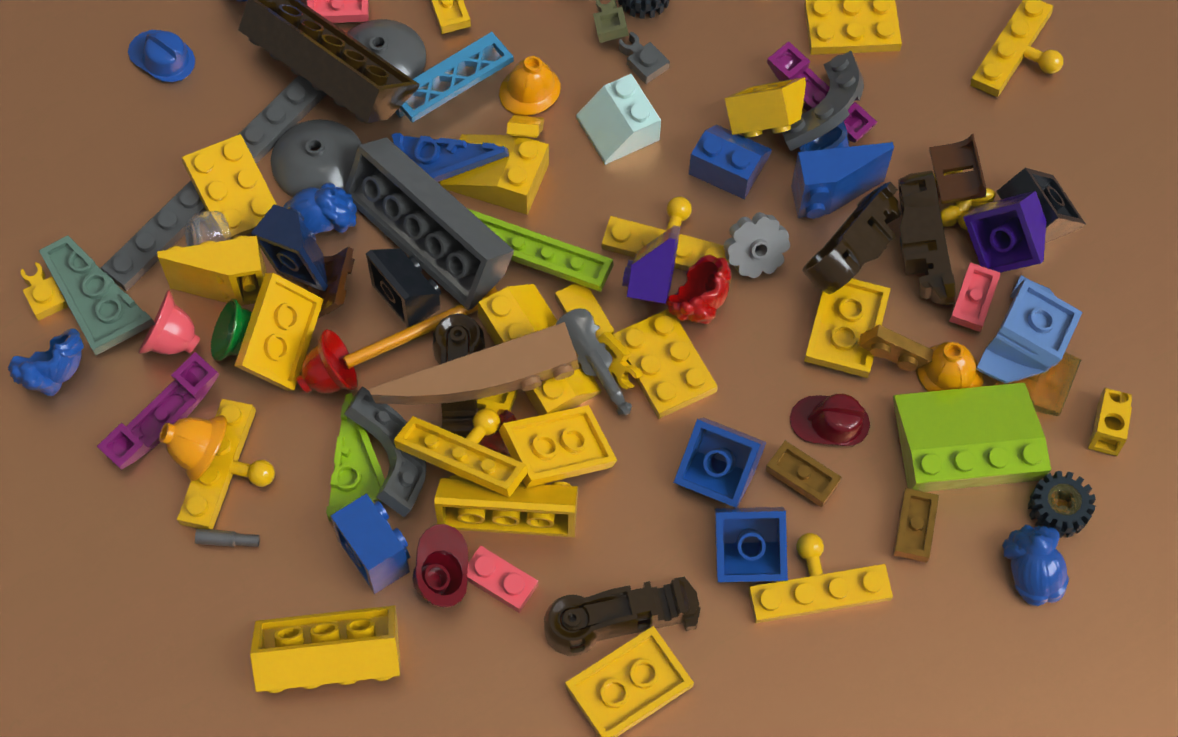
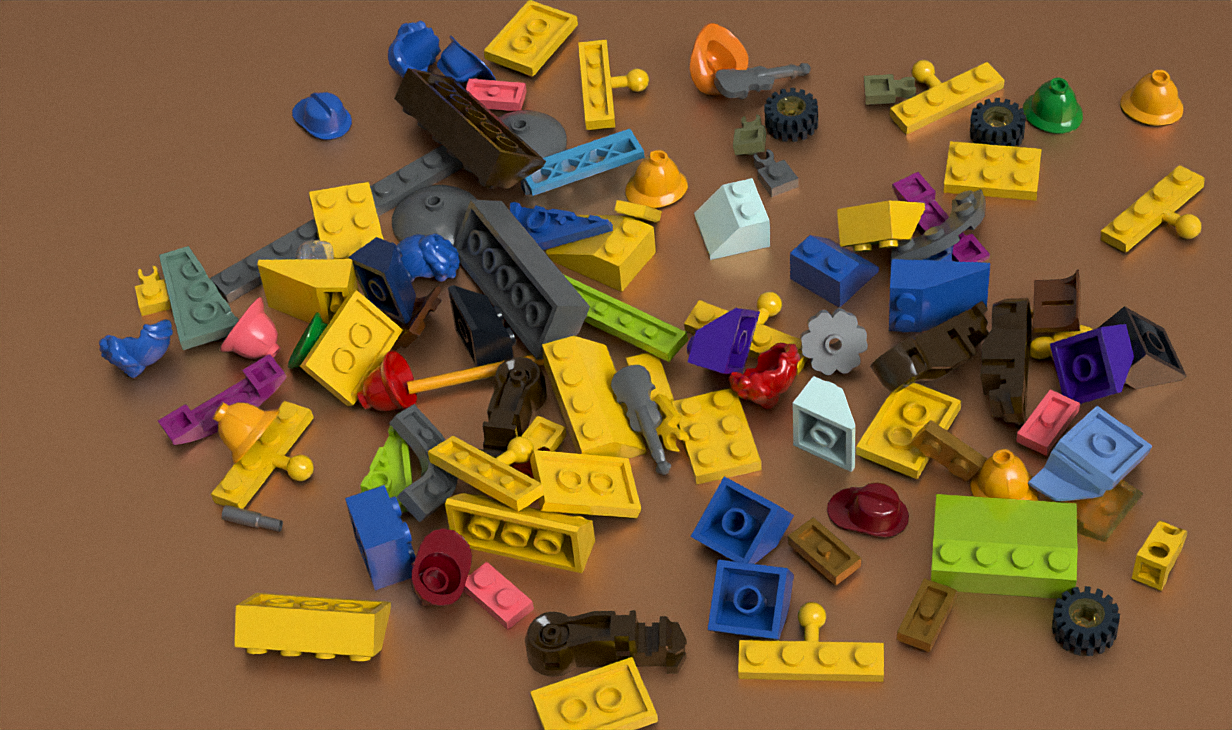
camera: 20 degrees right, 15 degrees down
(487, 372) = (528, 402): medium nougat slope -> none
(776, 339) = (824, 423): none -> light aqua slope
(1037, 564) = (1043, 671): blue hair -> none

